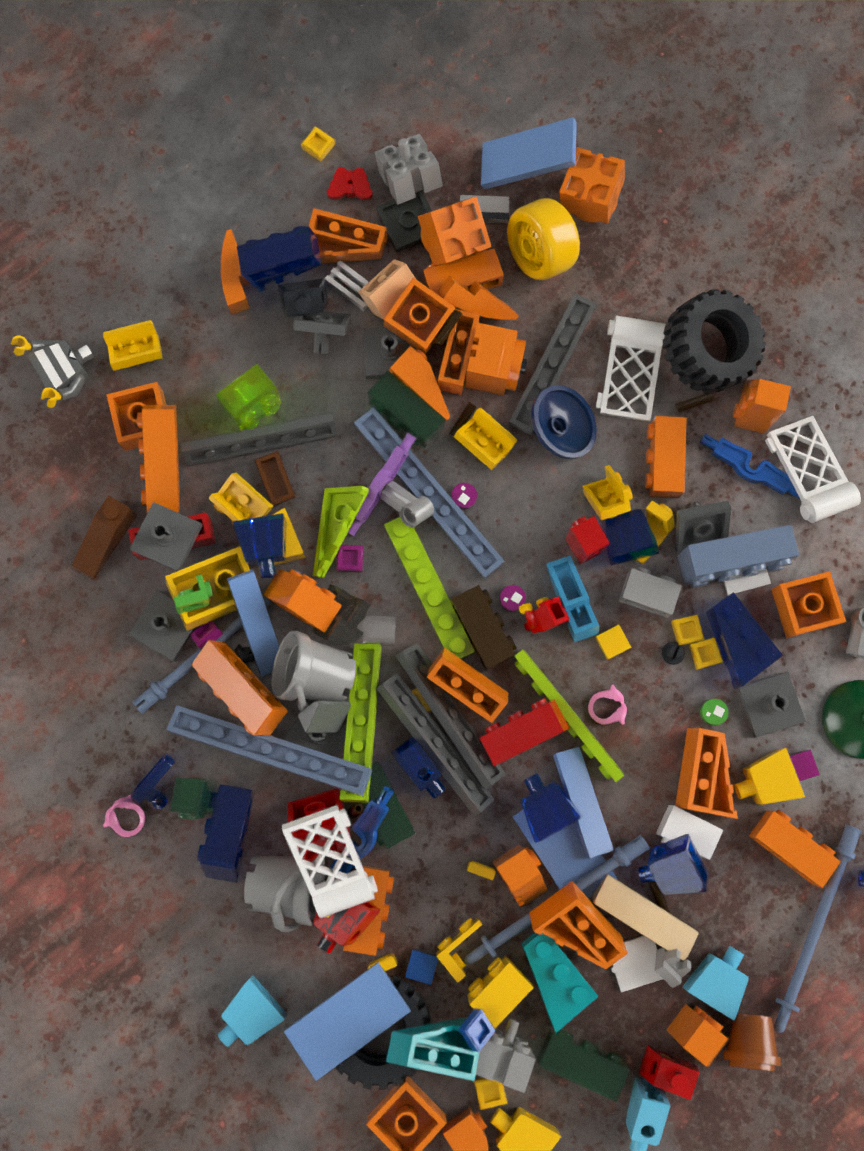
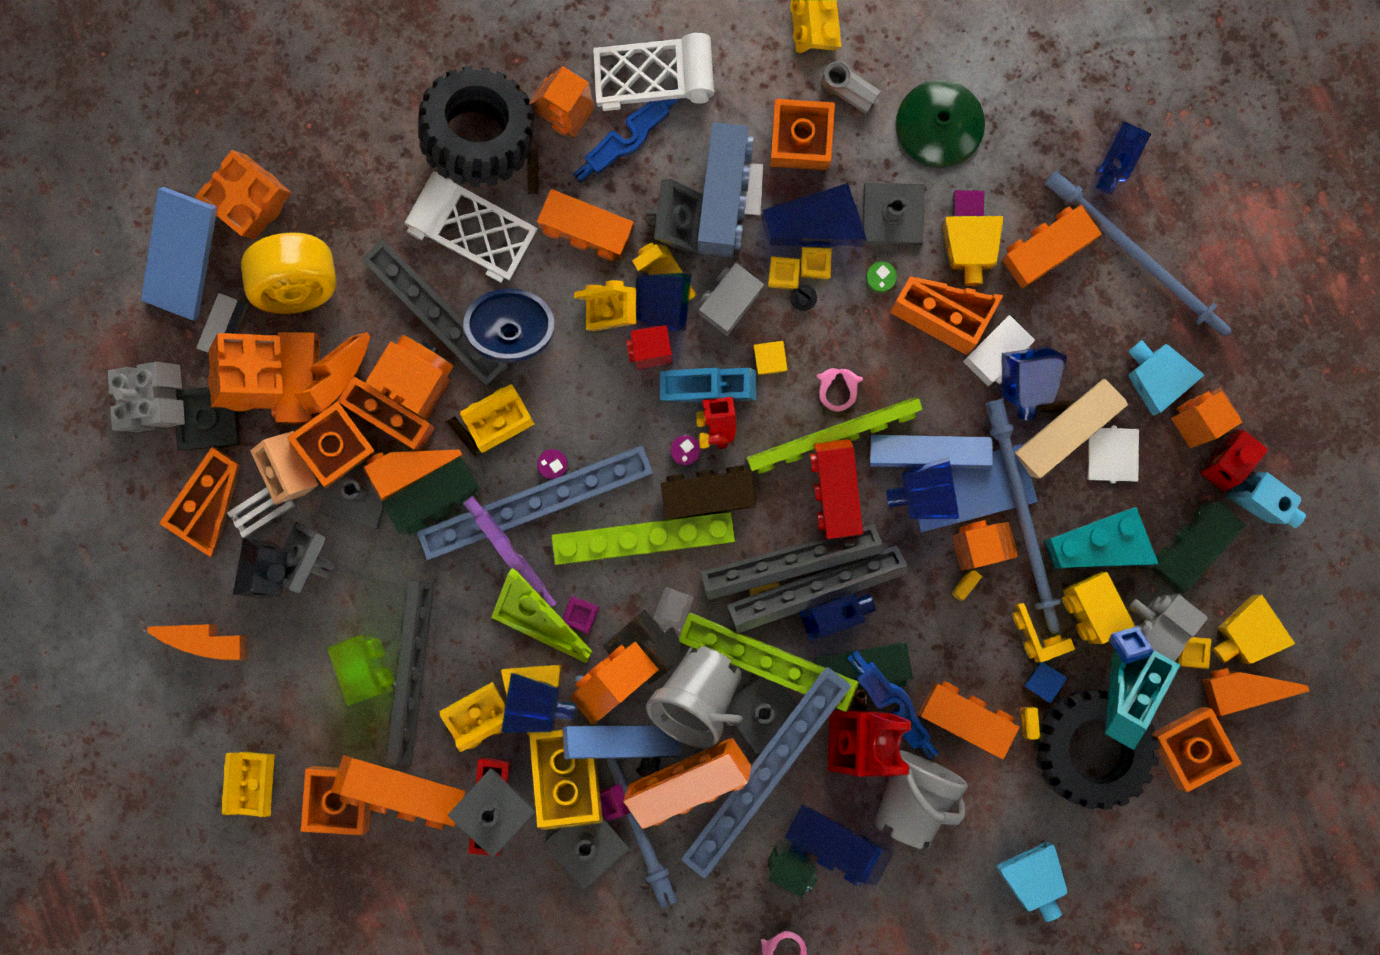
camera: 65 degrees left, 5 degrees up
(57, 366) = (243, 879): torso -> none
(103, 536) = (462, 885): reddish brown slope -> none
(146, 788) = (759, 919): clear blue piece -> none
(190, 600) = (575, 806): bright green bracket -> none
(274, 478) = (460, 670): reddish brown tile -> none
(278, 256) = (204, 581): clear blue wedge -> none
(318, 144) = (73, 491): yellow tile -> none
(324, 716) = (751, 699): dark grey slope -> none
(340, 184) = (138, 483): red animal -> none
(340, 888) = (943, 741): white piece -> none
(344, 925) = (968, 748): red torso -> none
(347, 1021) = (1078, 778): medium blue tile -> none
(411, 509) = (550, 527): light grey piece -> none
(445, 331) = (357, 417): dark brown piece -> none
(468, 685) = (766, 532): orange brick -> none
(579, 925) = (1057, 501): orange wedge -> none
(670, 967) = (1130, 420): light grey tile -> none
(752, 1043) = (1233, 365): dark orange piece -> none

